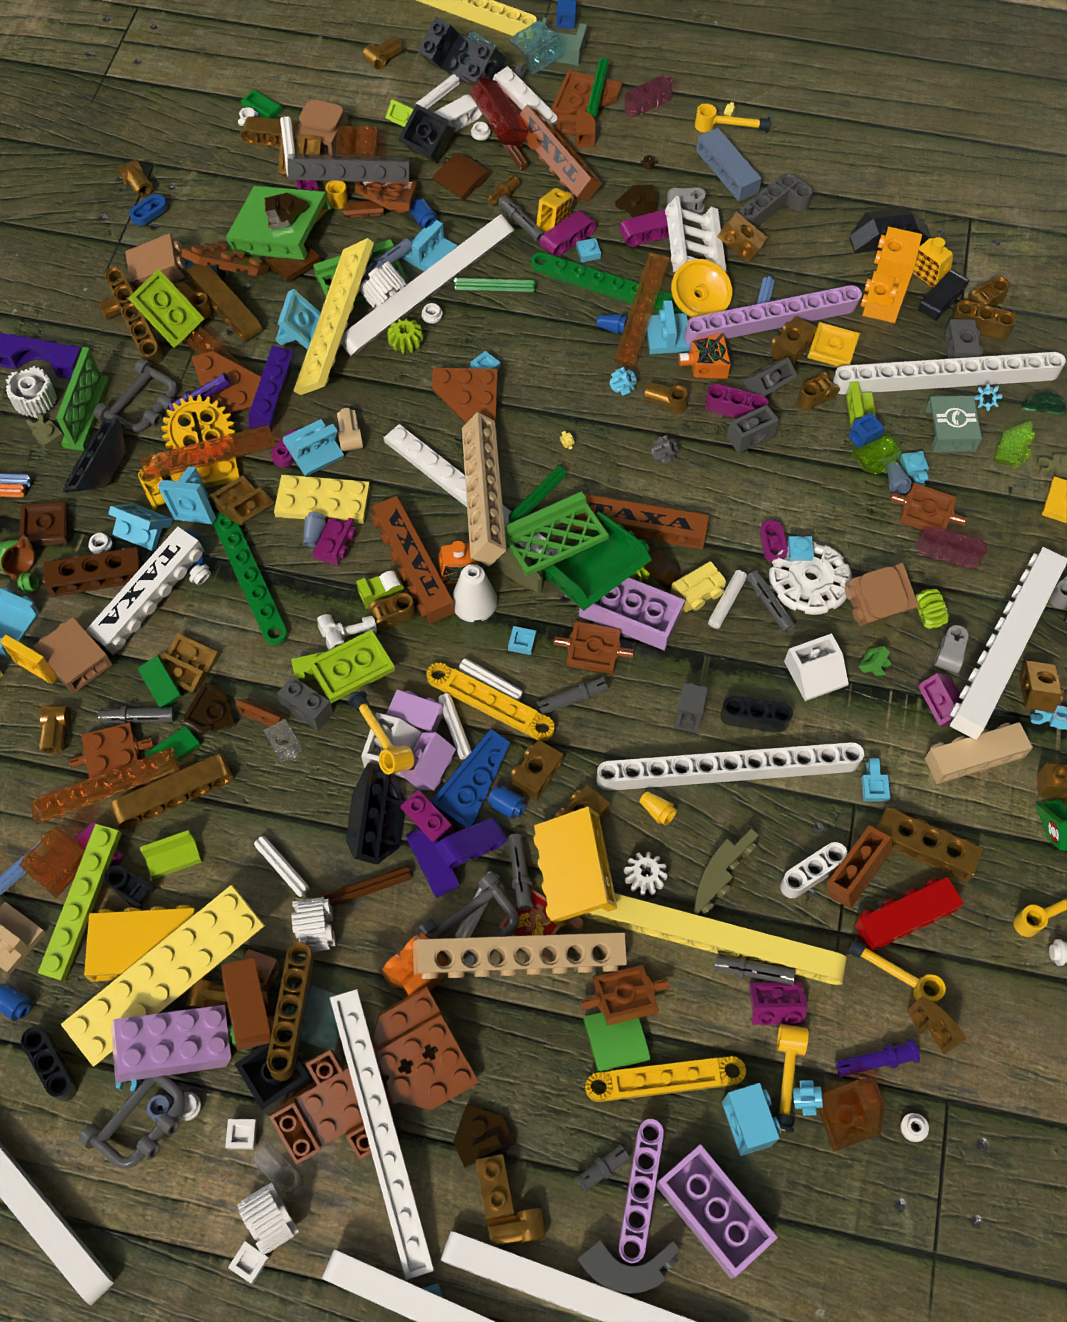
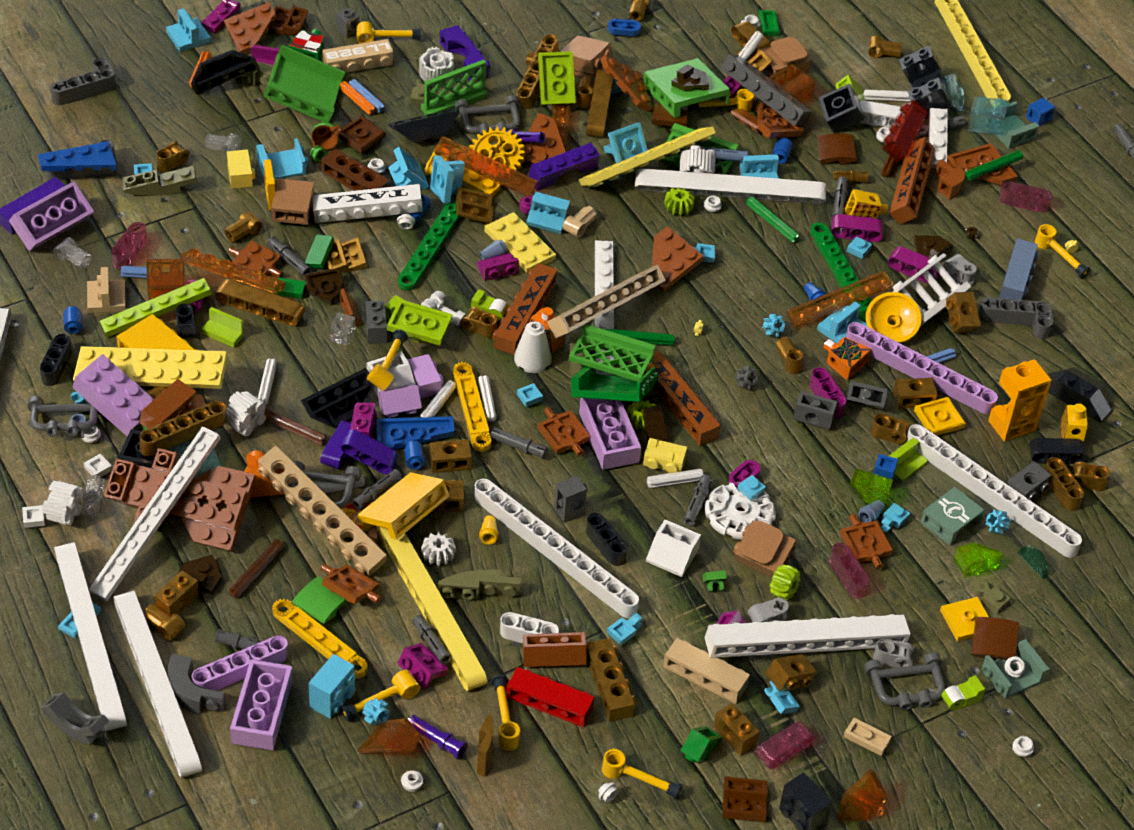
camera: 45 degrees right, 15 degrees down
(520, 1071) = (256, 568): none -> reddish brown axle

